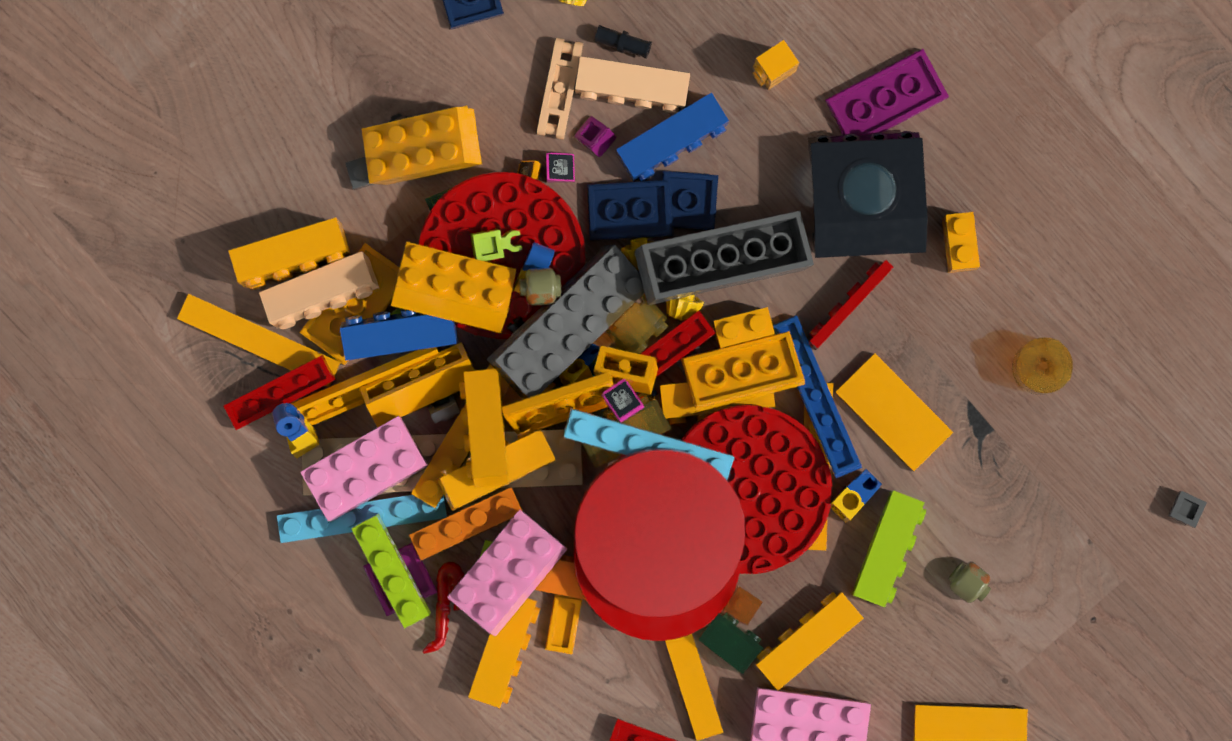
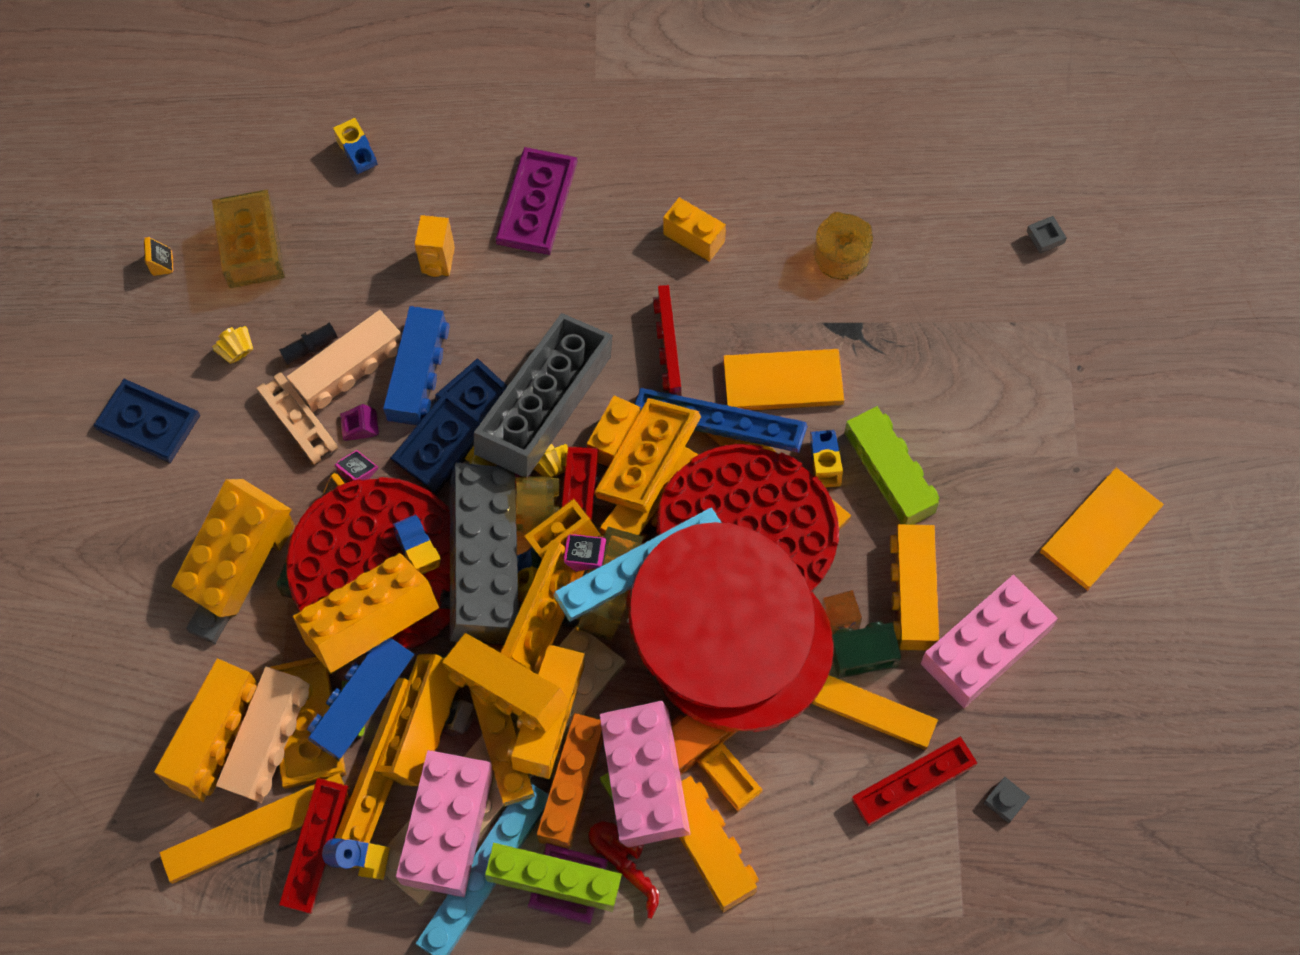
camera: 45 degrees left, 20 degrees down
(490, 244) = (363, 557): lime plate -> none
(540, 286) = (431, 541): olive head -> none
(868, 194) = (598, 258): black panel -> none
(970, 582) = (972, 428): olive head -> none

